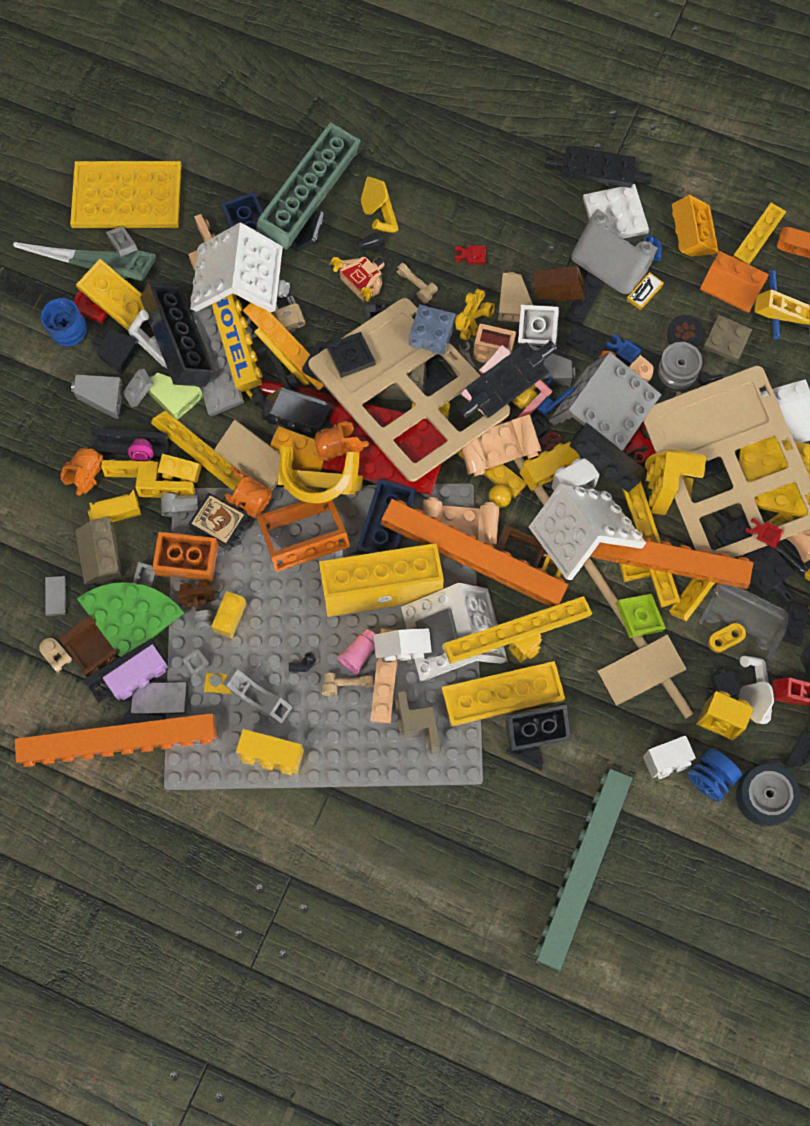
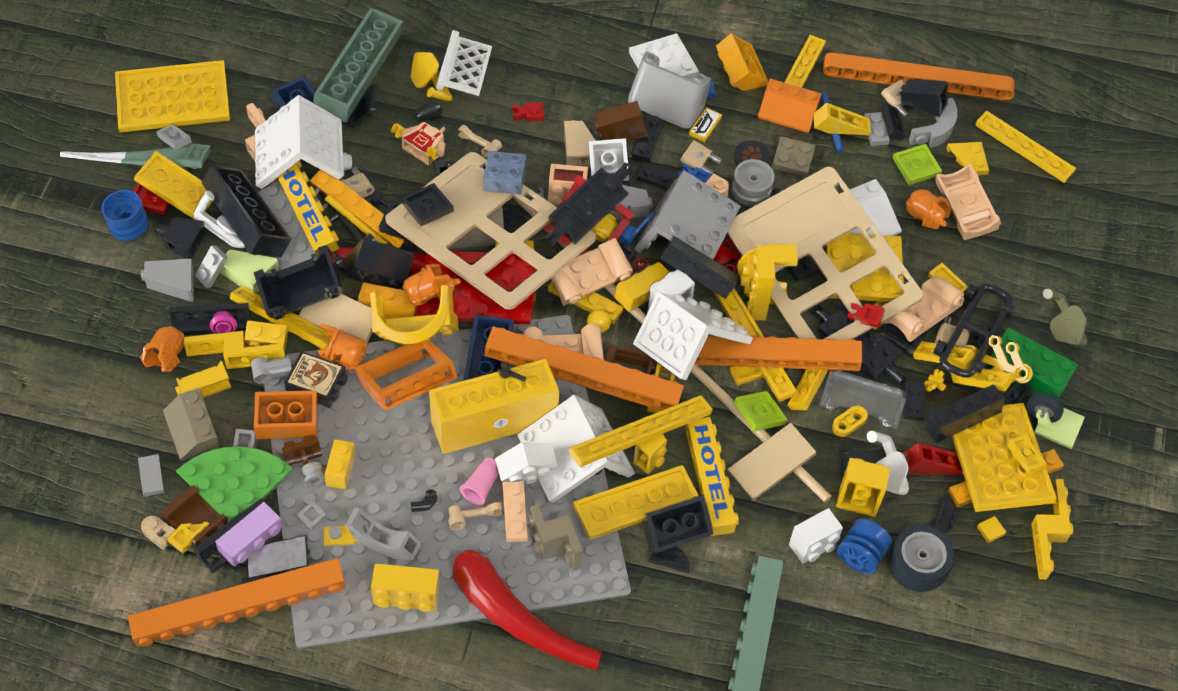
camera: 15 degrees left, 15 degrees down
(78, 663) = (184, 534): none -> yellow tile
(216, 422) = (299, 284): none -> black windscreen
(307, 332) = (377, 198): none -> black hand
(355, 775) = (496, 601): none -> red animal
(397, 555) = (506, 372): none -> black hand
(403, 185) = (452, 61): none -> white fence
(441, 630) = (561, 439): dark grey tile -> none
(469, 314) = (536, 160): yellow plant -> none
(579, 678) = (710, 475): none -> yellow brick
(598, 167) = (639, 22): black plate -> none
(630, 326) = (697, 156): none -> tan piece

